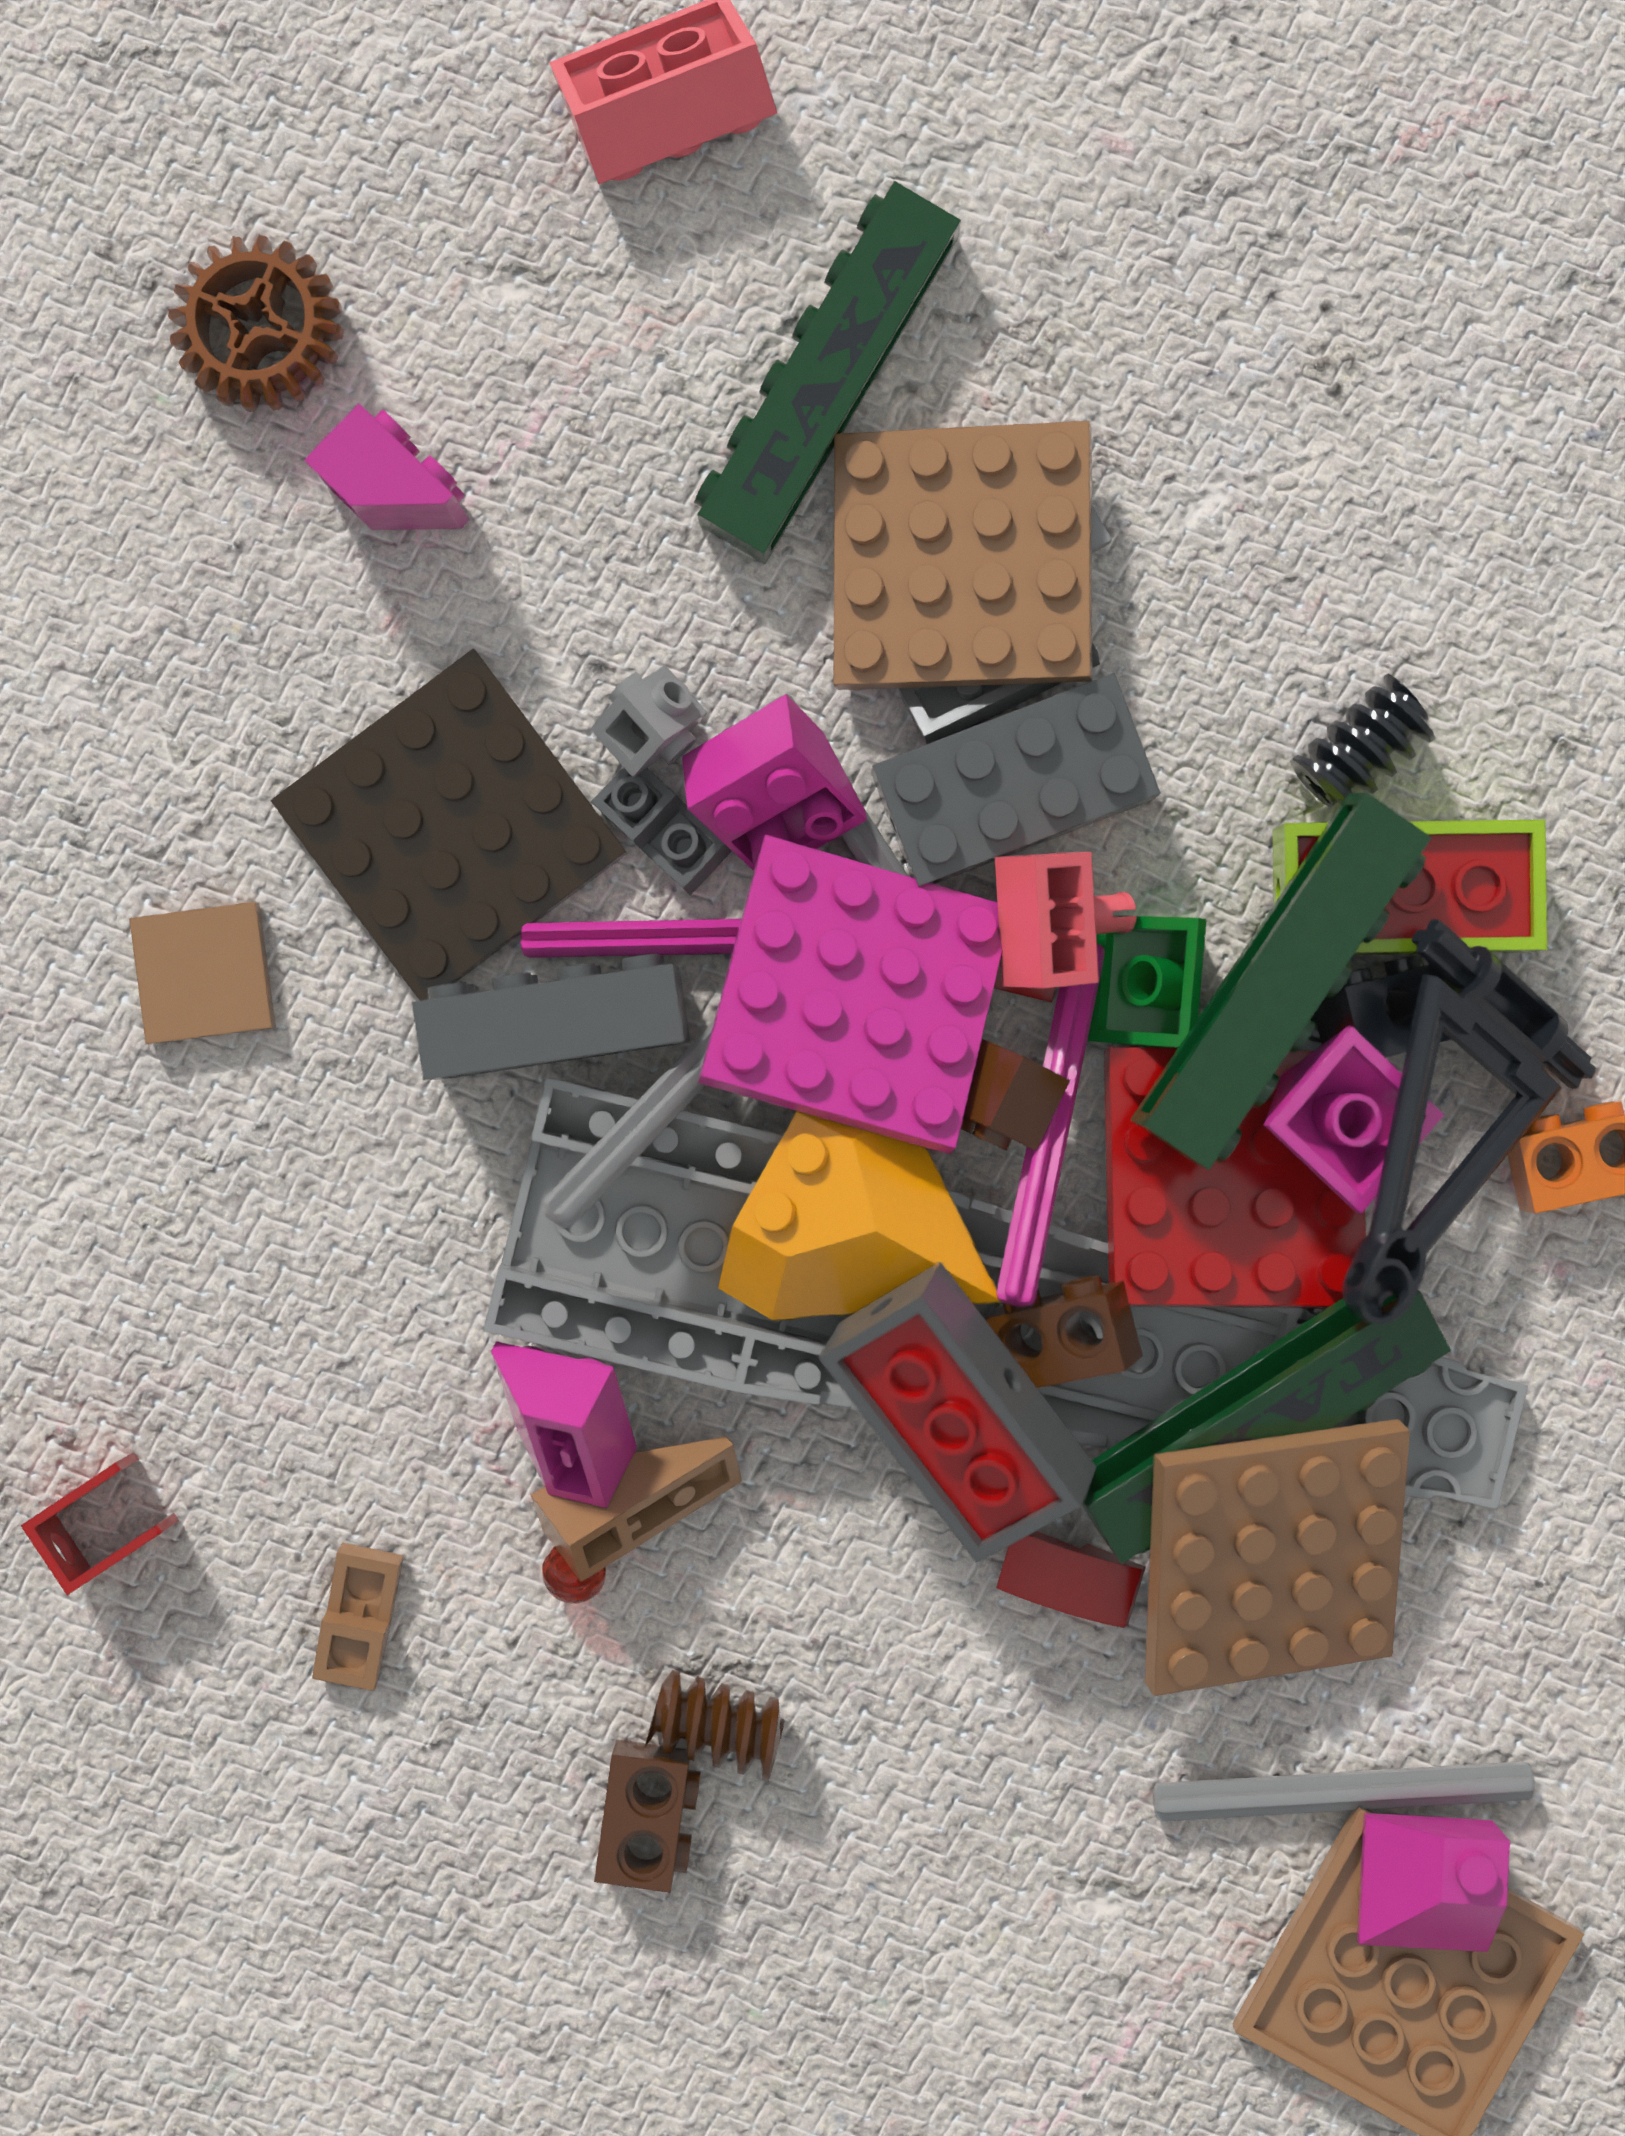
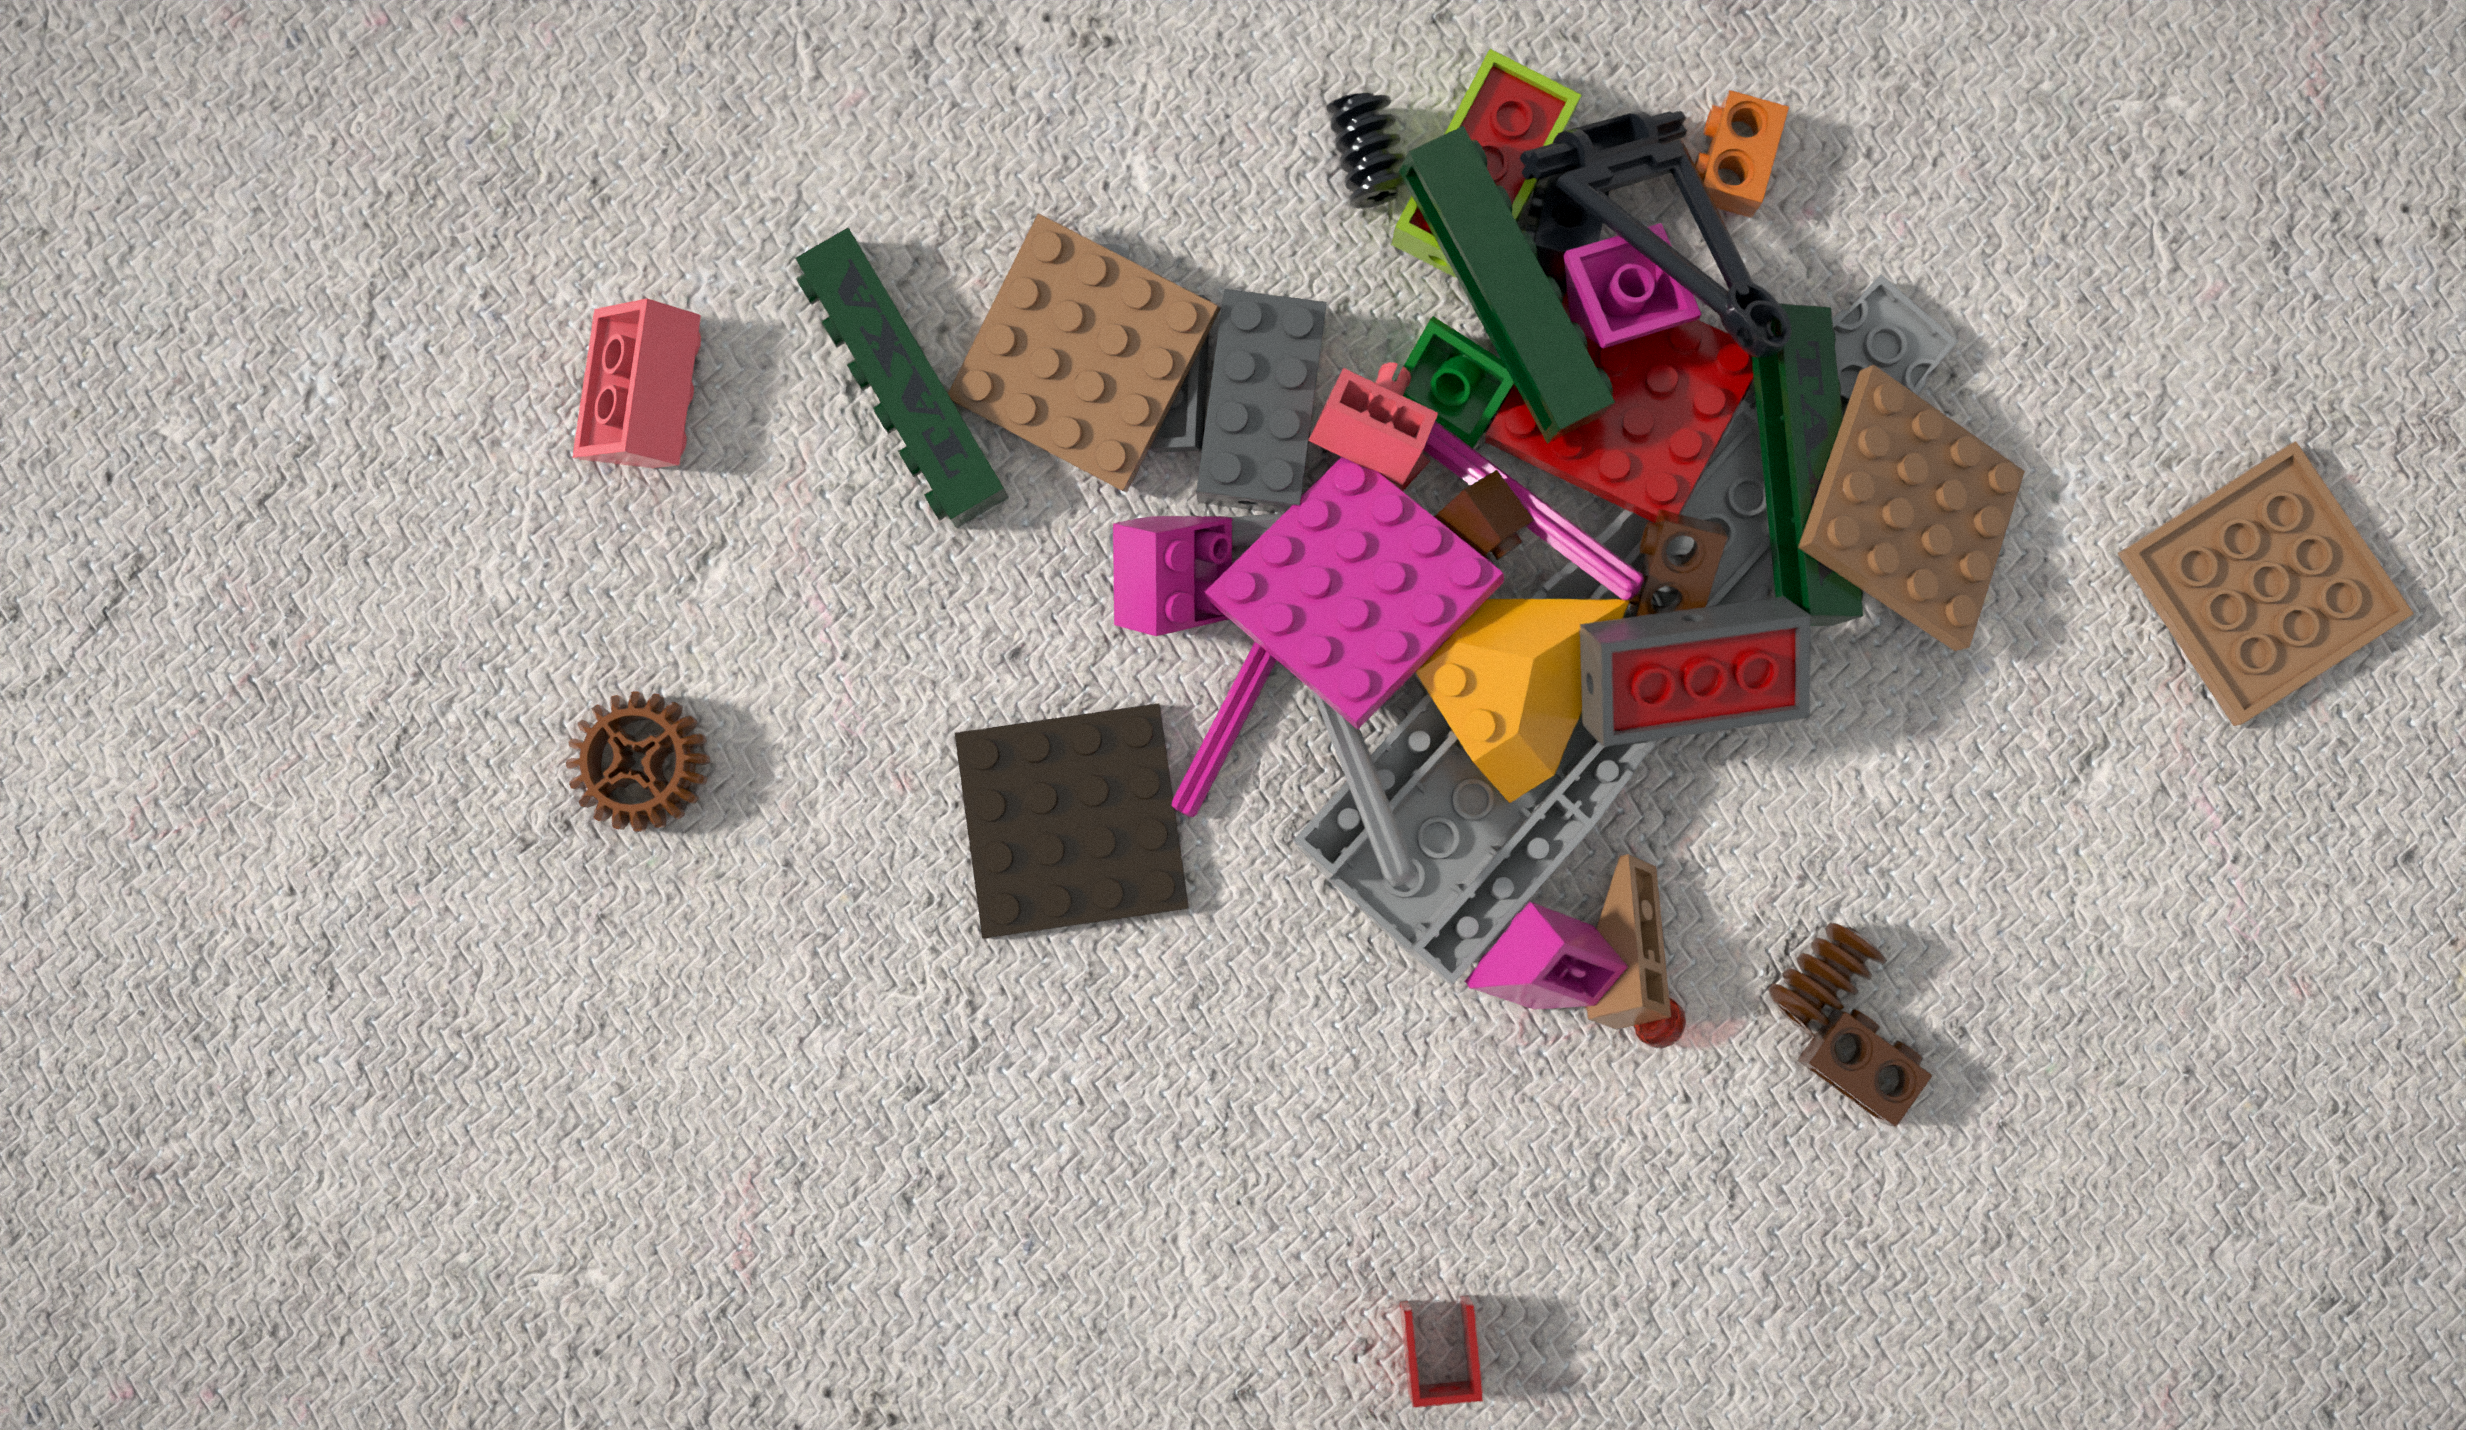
camera: 60 degrees left, 5 degrees down
(202, 972) = (1078, 1057): medium nougat tile -> none
(357, 1616) = (1608, 1200): medium nougat slope -> none
(377, 476) = (801, 727): dark pink slope -> none
(550, 1021) = (1255, 813): dark grey brick -> none
(649, 720) = (1076, 633): light grey brick -> none
(662, 827) = (1154, 668): dark grey slope -> none
(1071, 1579) = (1853, 665): red slope -> none
(1343, 1791) = (2104, 558): light grey axle -> none
(1431, 1882) = (2204, 524): dark pink slope -> none

